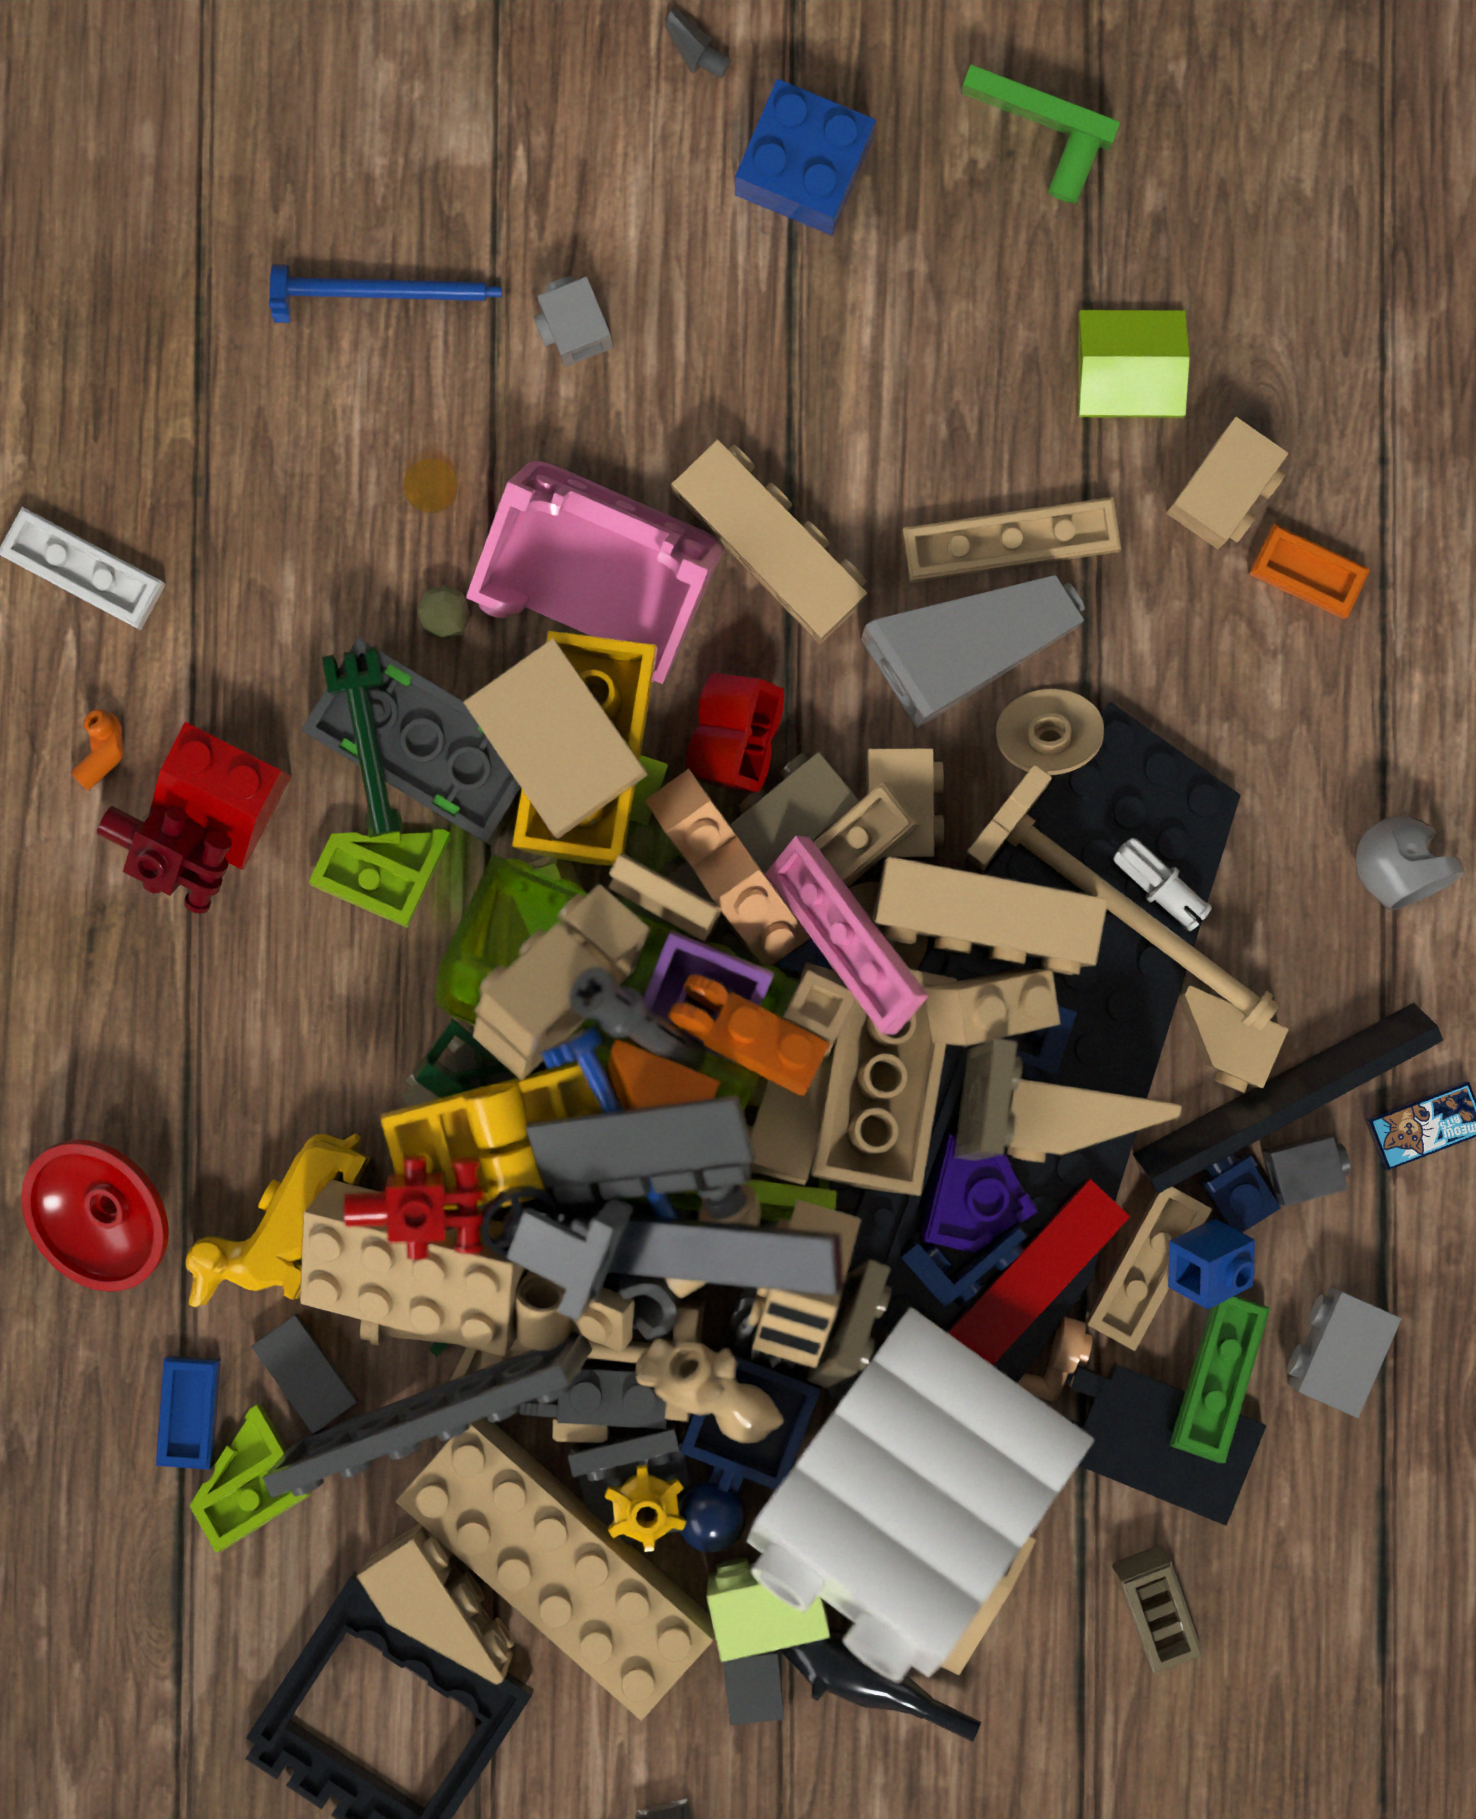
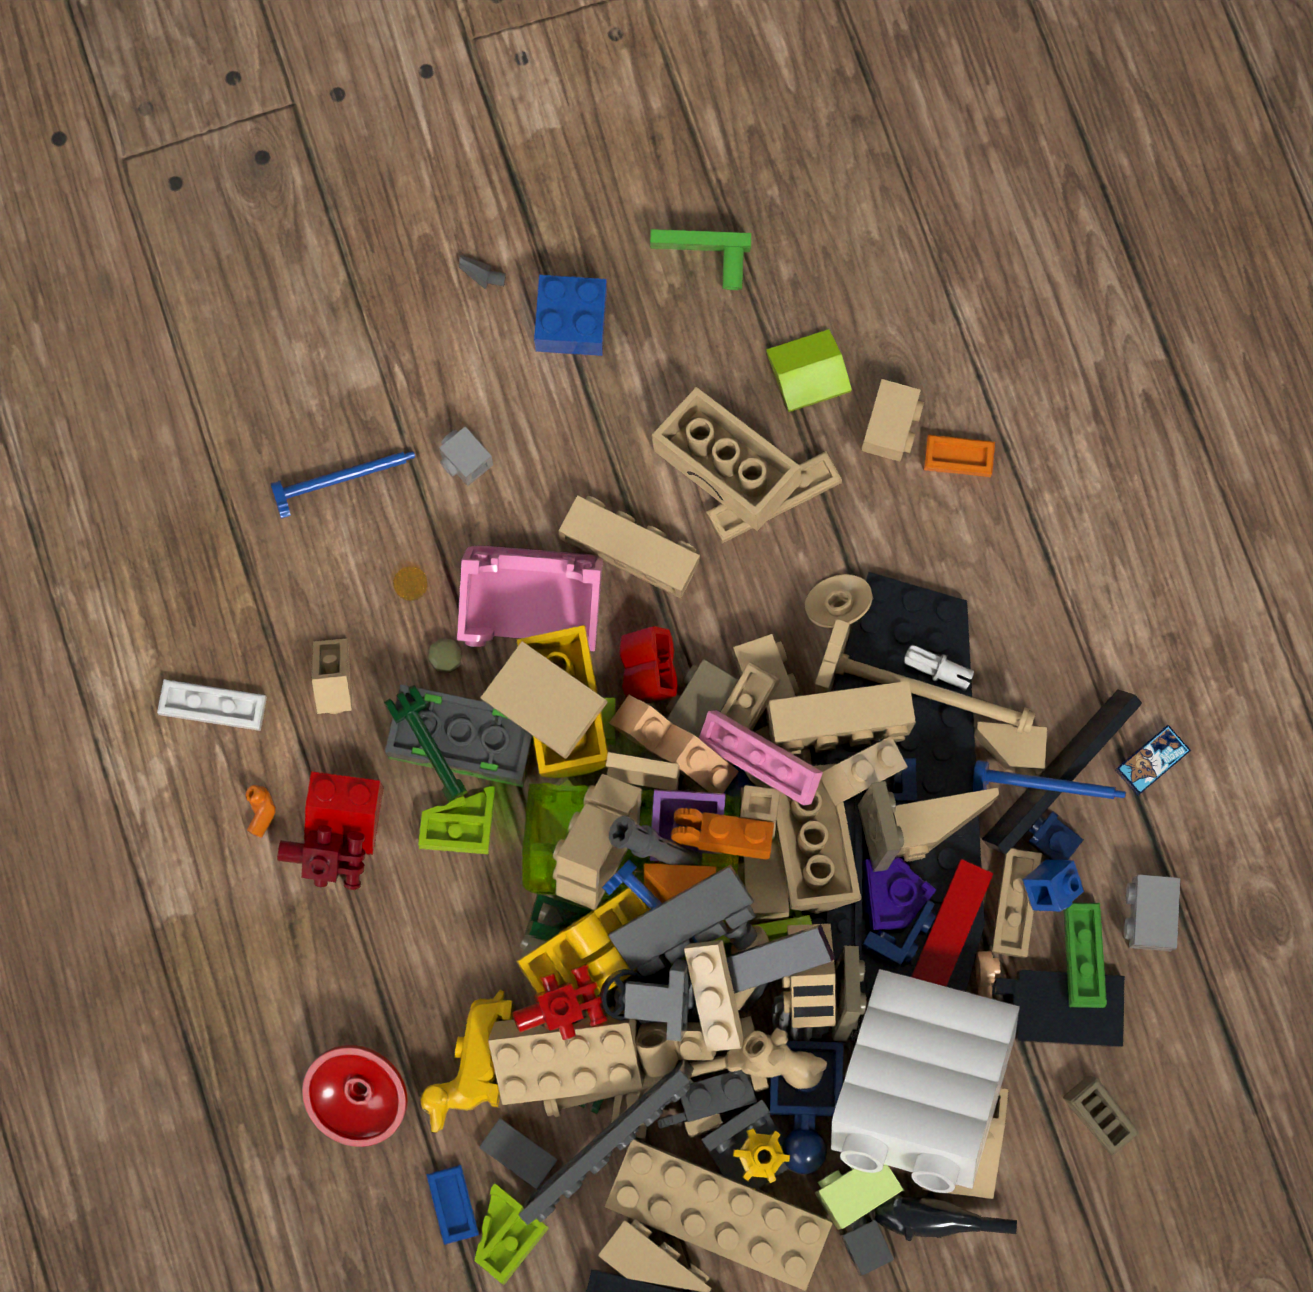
camera: 25 degrees left, 10 degrees down
(266, 586) = (331, 676): none -> tan slope
(650, 1271) = (714, 995): none -> tan plate
(959, 459) = (726, 458): none -> tan brick
(961, 645) = (766, 569): light grey slope -> none
(1169, 1064) = (983, 776): none -> blue piece
(1306, 1169) = (1088, 813): flat silver brick -> none
(1398, 866) = (1078, 609): light grey helmet -> none

